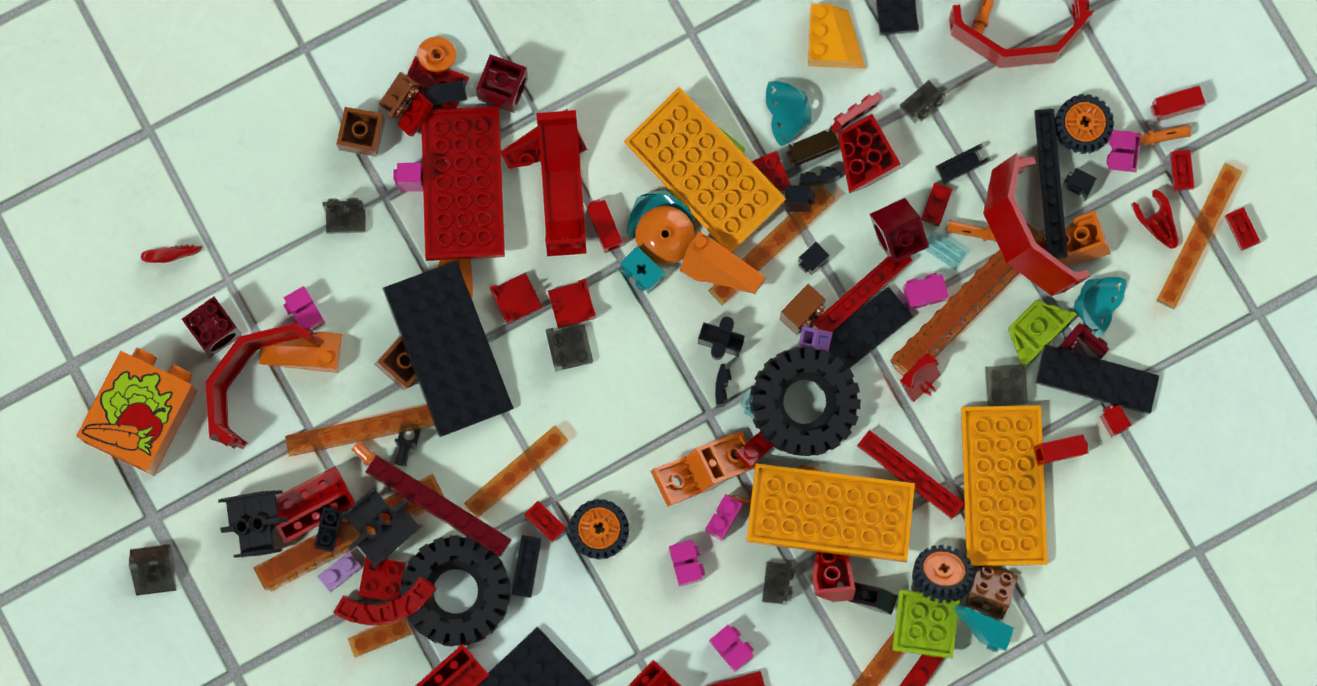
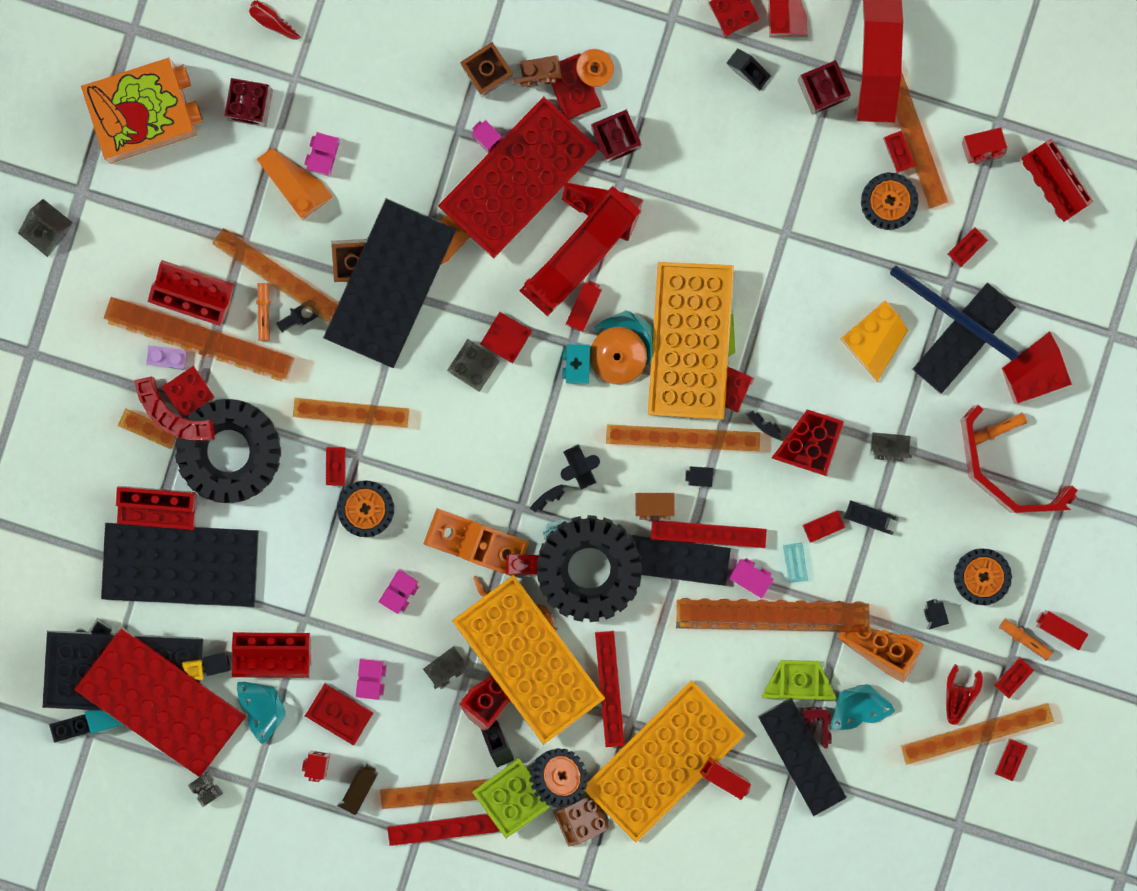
camera: 45 degrees right, 10 degrees up
(230, 368) = (211, 147): red panel -> none
(253, 519) = (142, 265): black piece -> none
(328, 529) = (185, 323): black slope -> none
(345, 216) = (415, 119): clear smoke bracket -> none
(387, 534) = (218, 370): black piece -> none
(415, 114) = (536, 96): red plate -> none
(438, 506) = (273, 383): dark red plate -> none
(445, 93) = (570, 102): black slope -> none
(516, 298) = (473, 294): red piece -> none
(526, 566) = (292, 483): black plate -> none
(713, 263) = (628, 411): orange wedge -> none
(727, 513) = (461, 587): dark pink piece -> none
(790, 111) = (793, 359): teal piece -> none
(799, 198) = (733, 426): black brick -> none
(812, 147) = (781, 400): dark brown window -> none
(815, 338) = (640, 534): medium lavender brick -> none
(855, 112) = (835, 407): plate -> none
(899, 230) = (776, 520): dark red brick -> none
(921, 377) = (684, 633): red piece -> none
(970, 230) = (829, 572): orange pin -> none
(986, 629) = (548, 844): teal slope -> none
(1006, 384) = (737, 697): clear smoke plate -> none
(1015, 236) = (849, 600): red panel -> none
(1050, 183) = (914, 594): black plate -> none
(1115, 420) = (784, 796): red brick -> none
(1124, 151) = (987, 625): dark pink piece -> none

